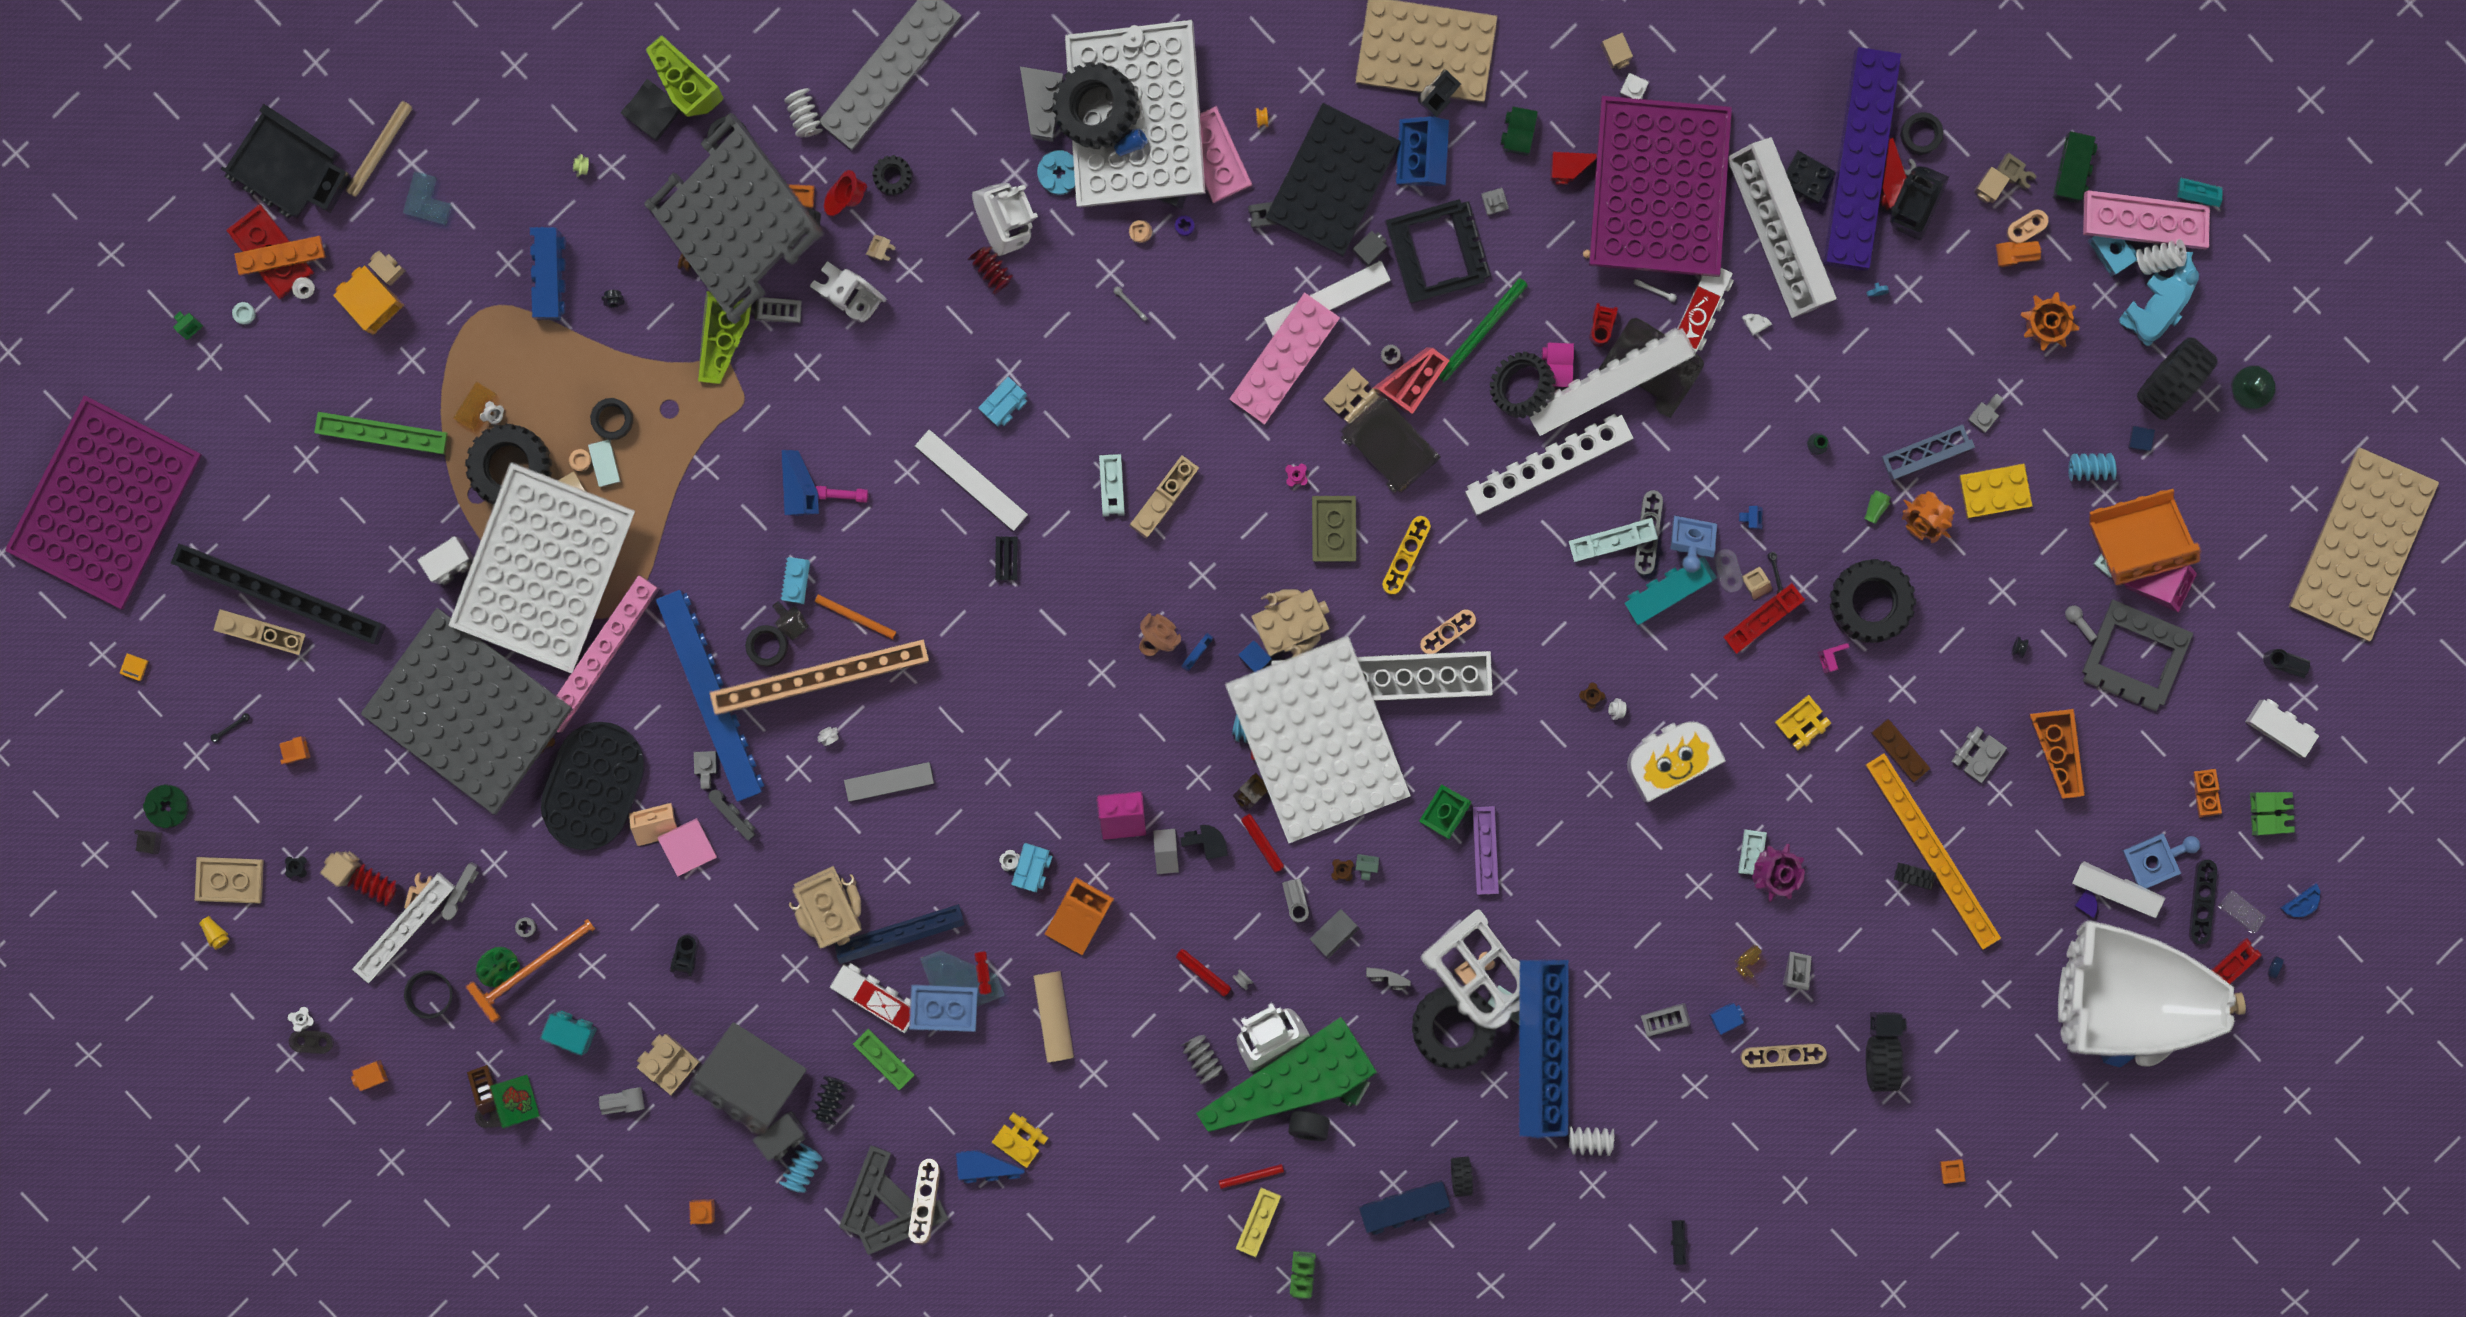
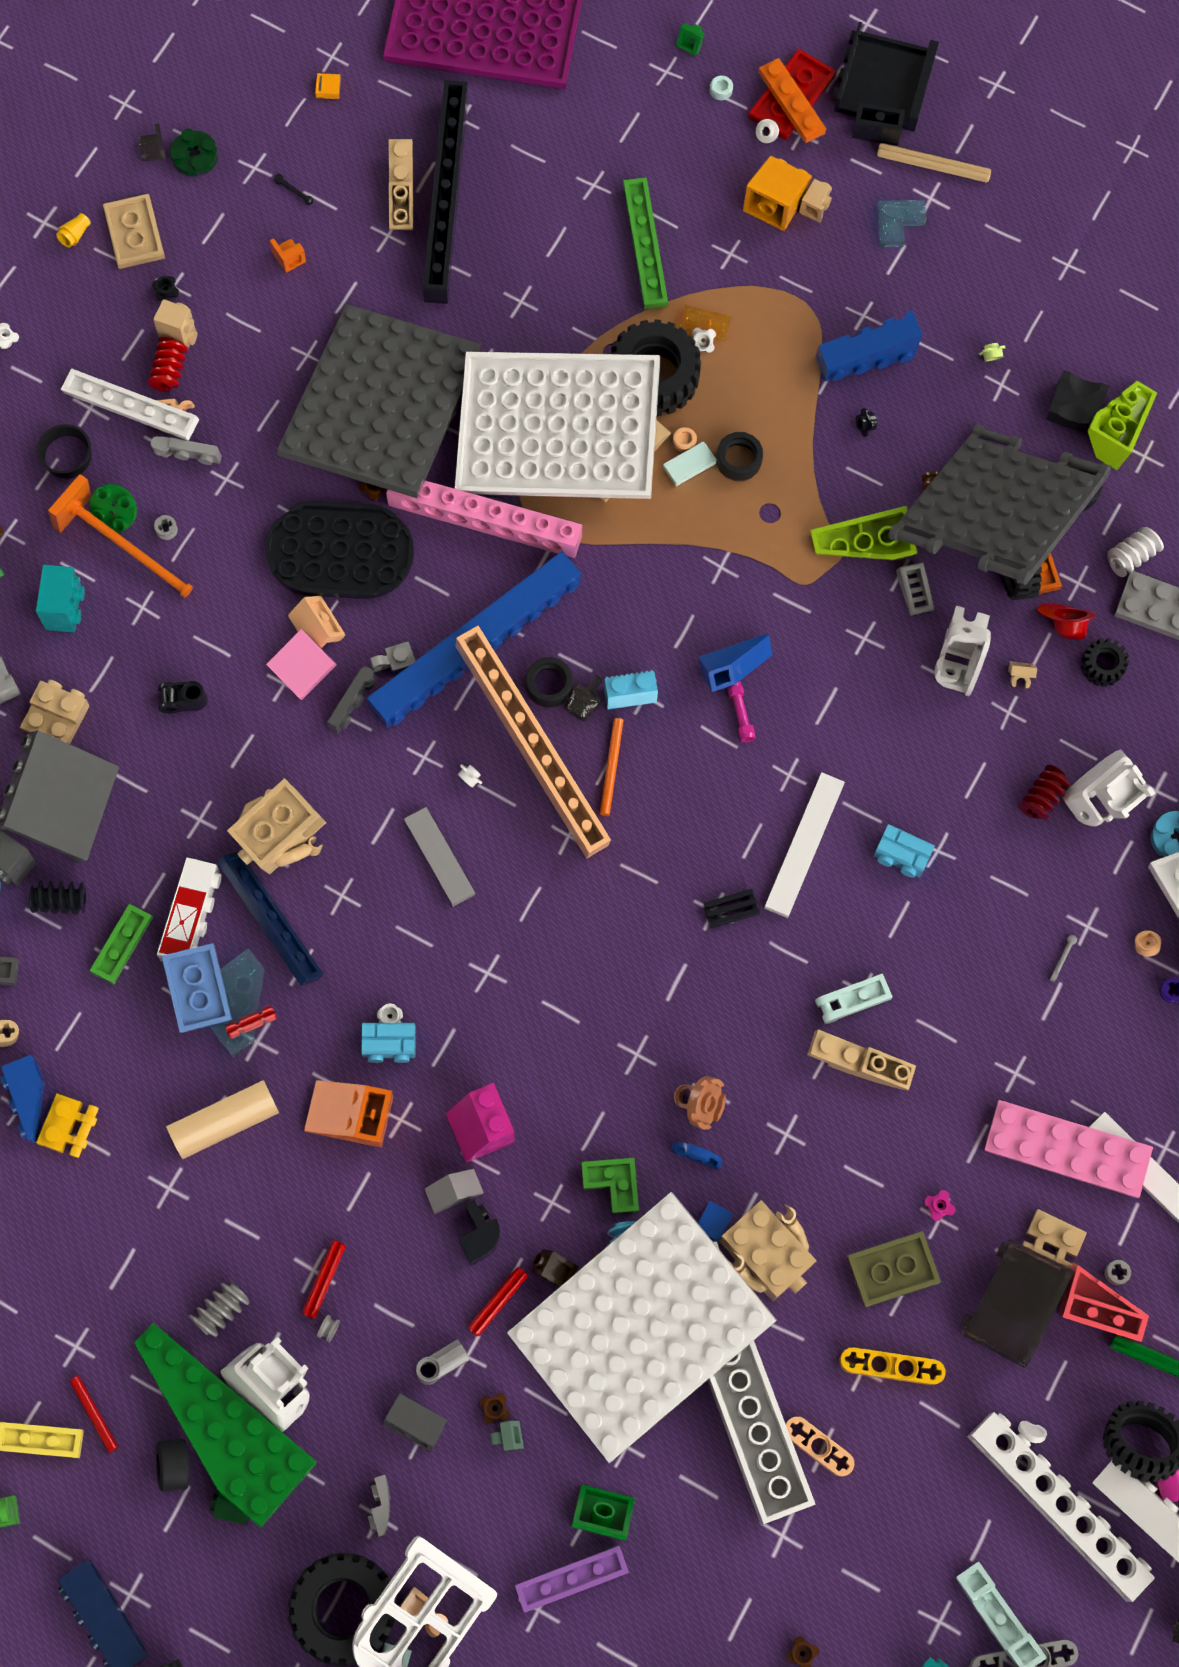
camera: 70 degrees right, 15 degrees down
(447, 561) = (533, 331): white brick -> none
(1197, 718) = (619, 1177): none -> bright green plate
(1488, 466) = (1032, 1432): none -> white piece

